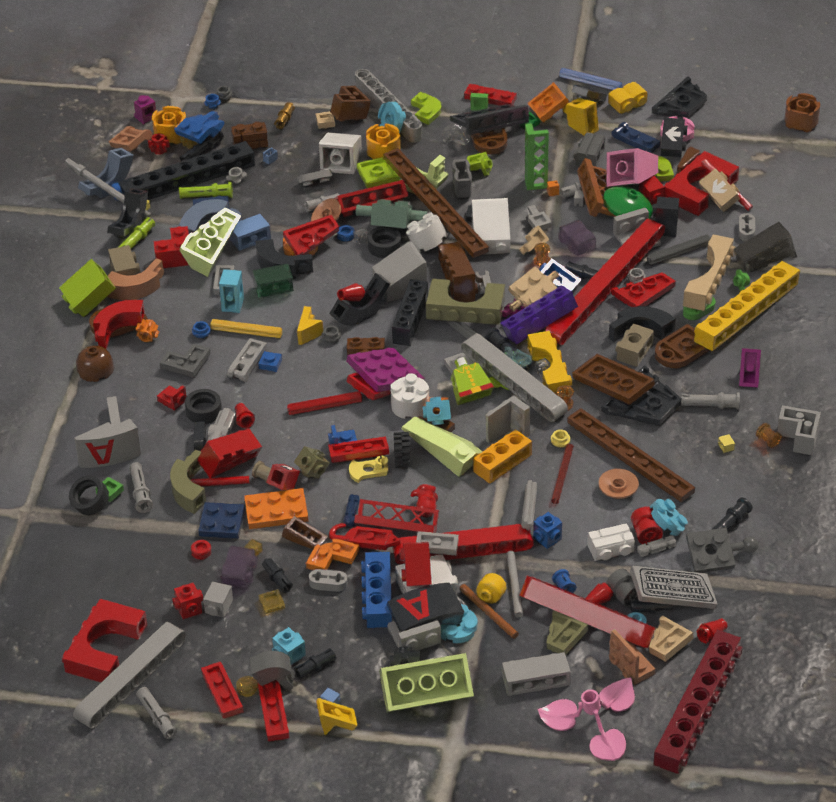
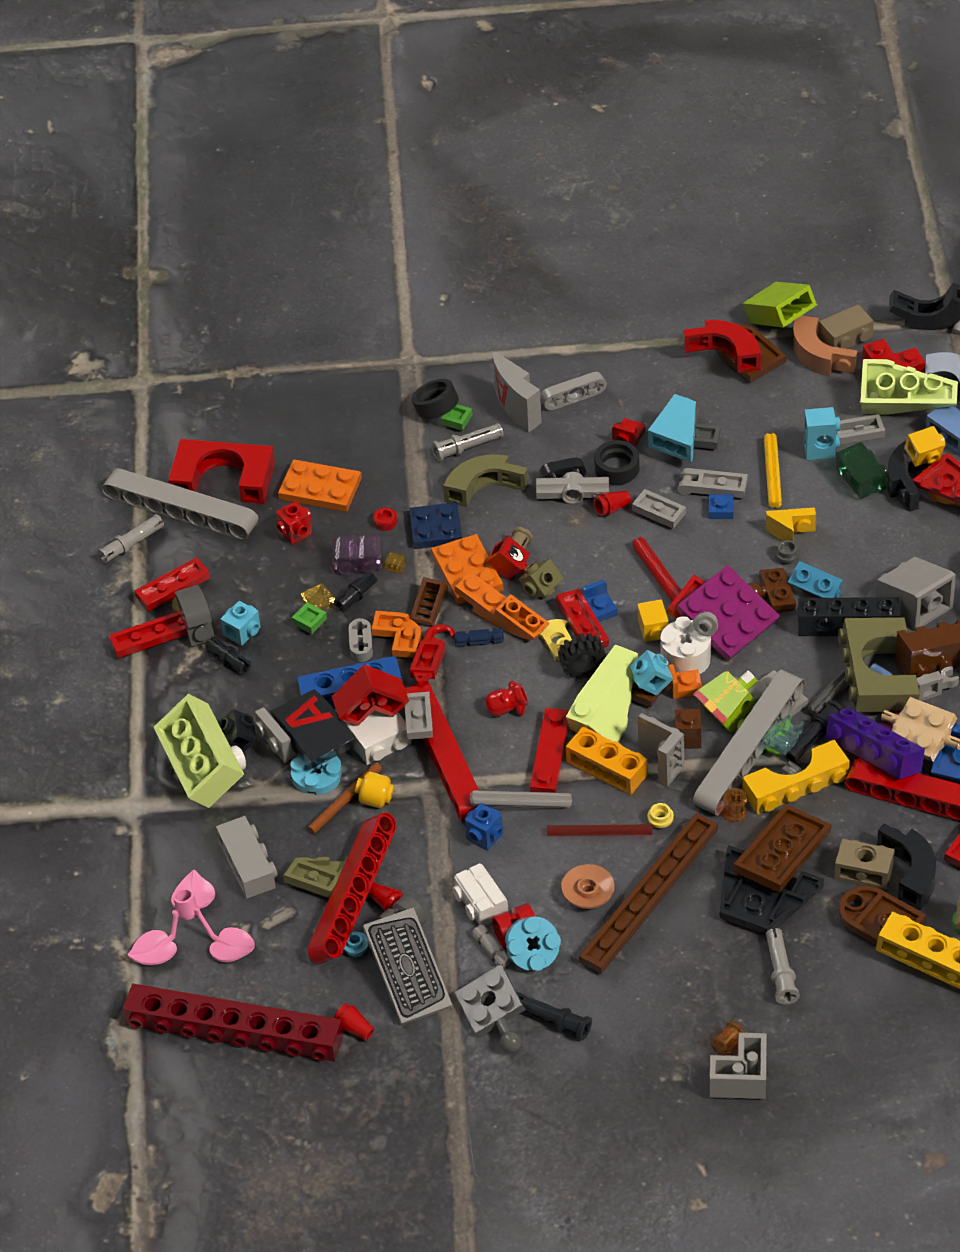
camera: 80 degrees right, 5 degrees up
(94, 363) = (662, 350): reddish brown cylinder -> none
(139, 233) = (908, 328): lime pin -> none
(145, 584) = (320, 485): none -> orange plate
(147, 330) = (731, 379): orange gear -> none
(193, 360) = (675, 429): none -> medium azure slope
(201, 329) = (755, 429): blue plate -> none
(218, 599) = (303, 548): light grey brick -> none
(221, 481) = (499, 509): red bar -> none
(228, 452) = (529, 496): red wedge -> none
(261, 391) = (659, 508): none -> light grey plate
(275, 238) = (925, 446): none -> yellow brick
(295, 606) = (309, 618): none -> bright green plate
(331, 696) = (179, 680): medium blue piece -> none
(335, 715) = (144, 683): yellow slope -> none
(336, 490) = (500, 611): none -> orange slope
(351, 293) = (843, 542): red cone -> none
(356, 312) = (831, 558): black arch -> none
(370, 322) = (816, 581): none -> dark azure hinge
(375, 411) = (652, 619): none -> yellow brick
(391, 523) = (463, 679): red fence -> none
(409, 369) = (709, 620): none -> light grey plate
(479, 488) = (550, 751): none -> red plate
(486, 403) = (689, 723): none -> reddish brown brick
(514, 584) = (401, 813): light grey bar -> none
(564, 582) = (401, 860): blue bush -> none
(629, 659) = (281, 940): nougat bracket -> none
(669, 639) = (330, 980): tan wing -> none
(726, 443) = (704, 995): light yellow piece -> none
(750, 367) = (854, 999): magenta slope -> none

